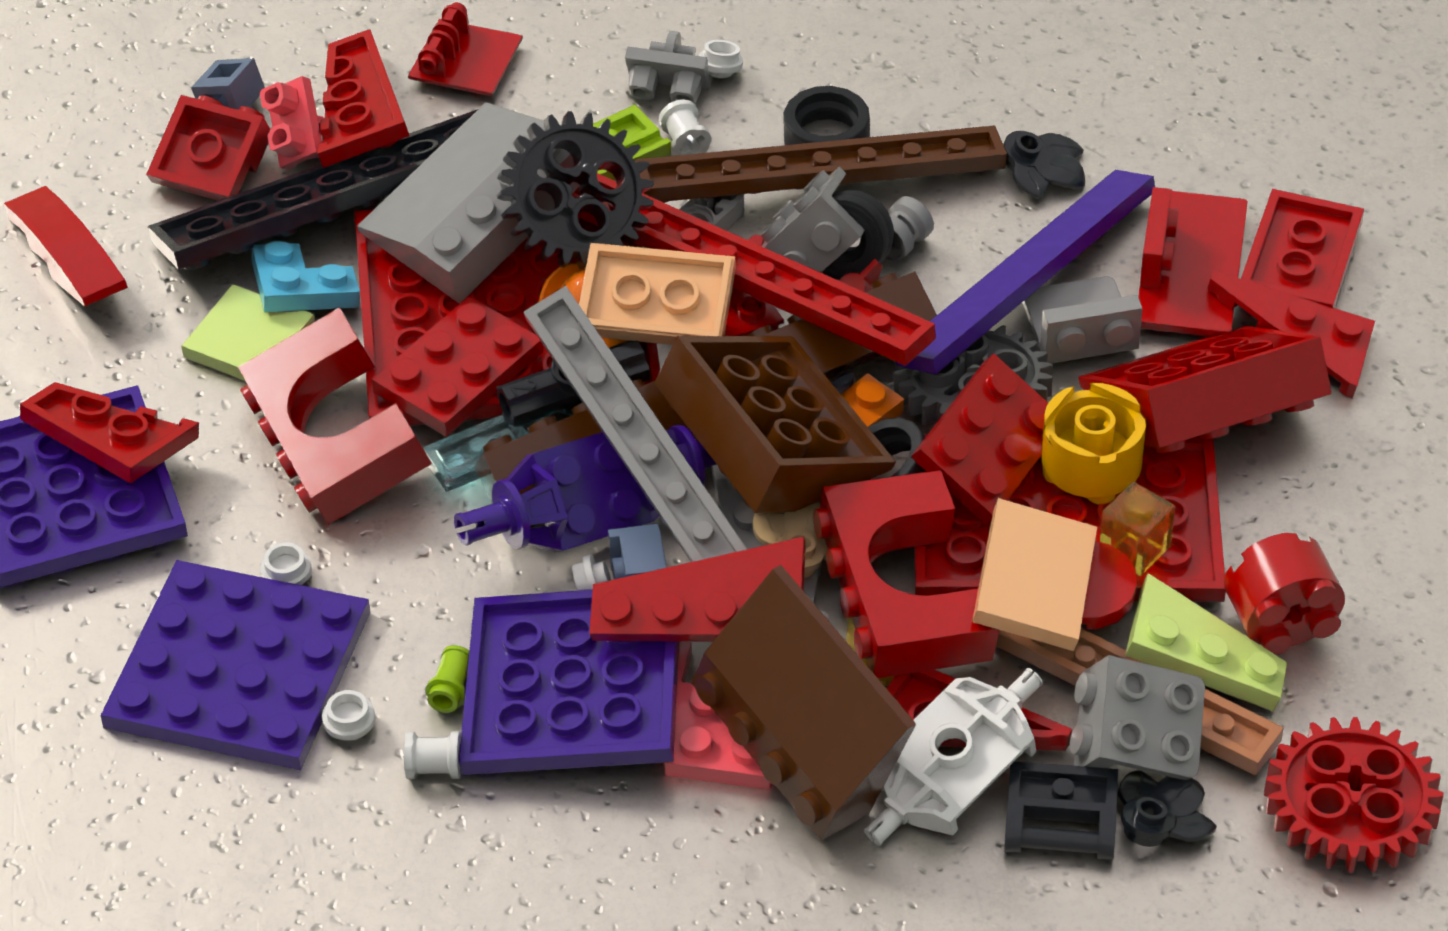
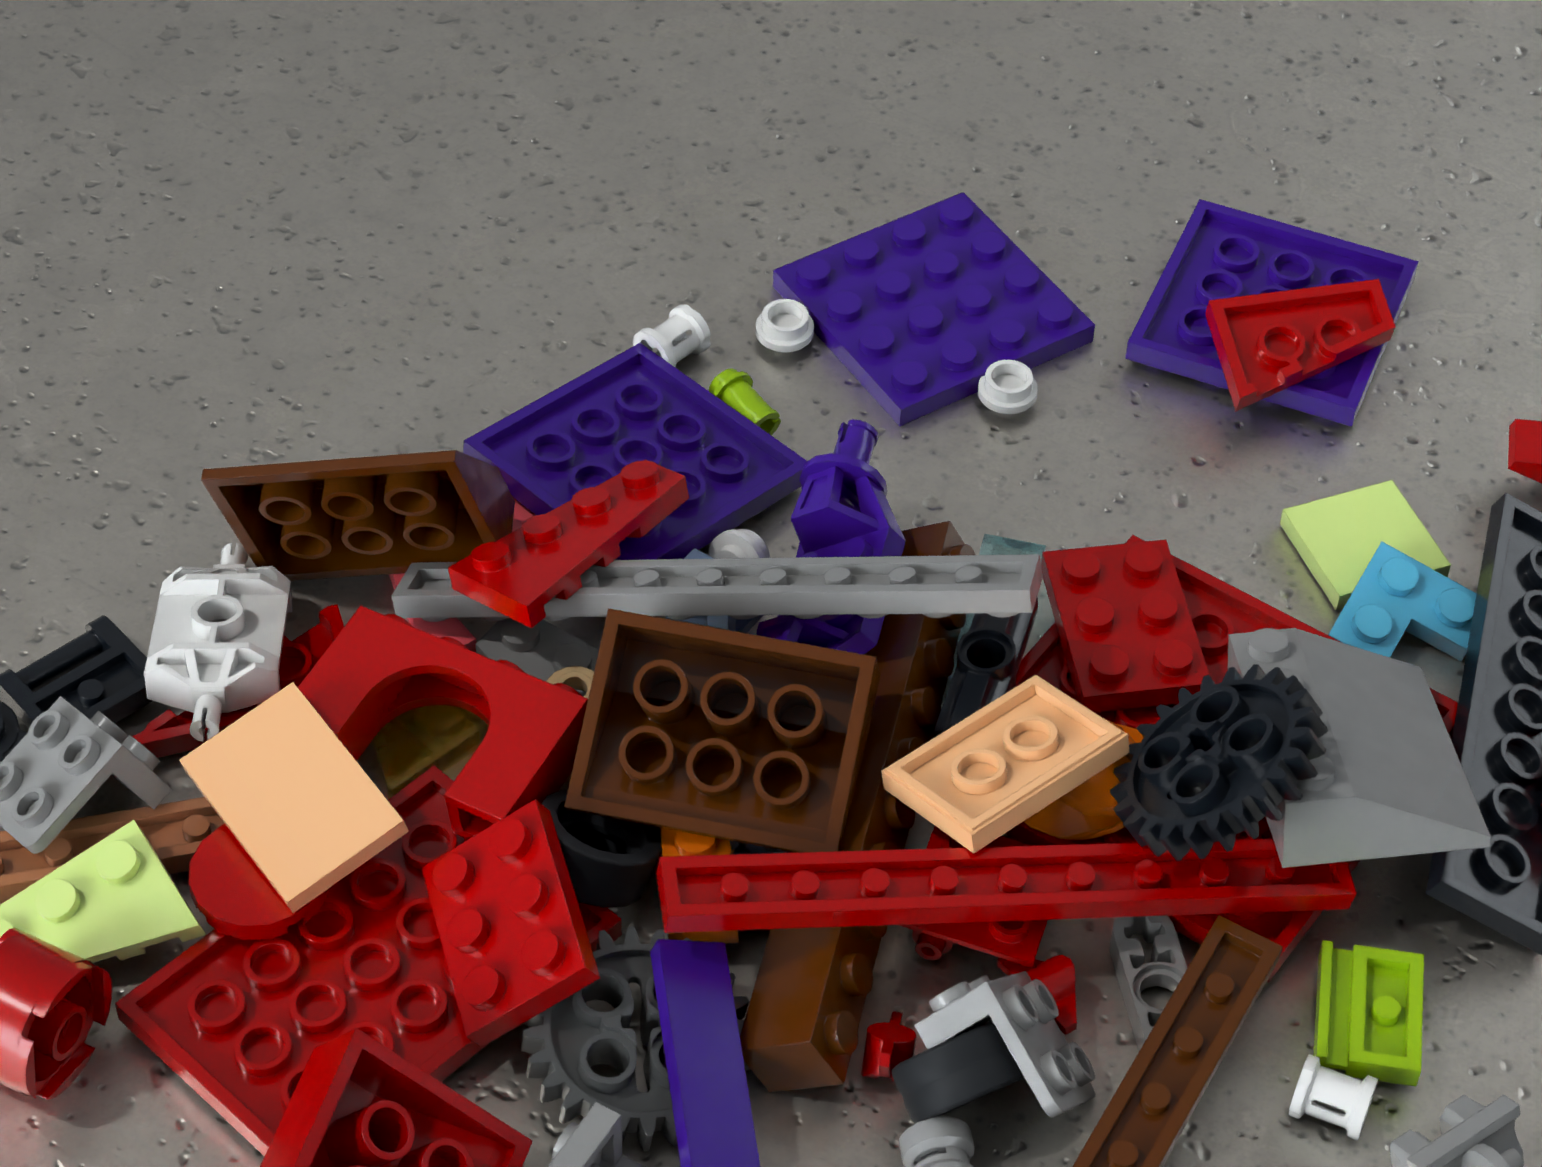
camera: 130 degrees right, 0 degrees up
(340, 469) = (1097, 462): arch -> none
(1093, 441) = (396, 987): yellow brick -> none
(1138, 526) = (250, 947): clear yellow brick -> none

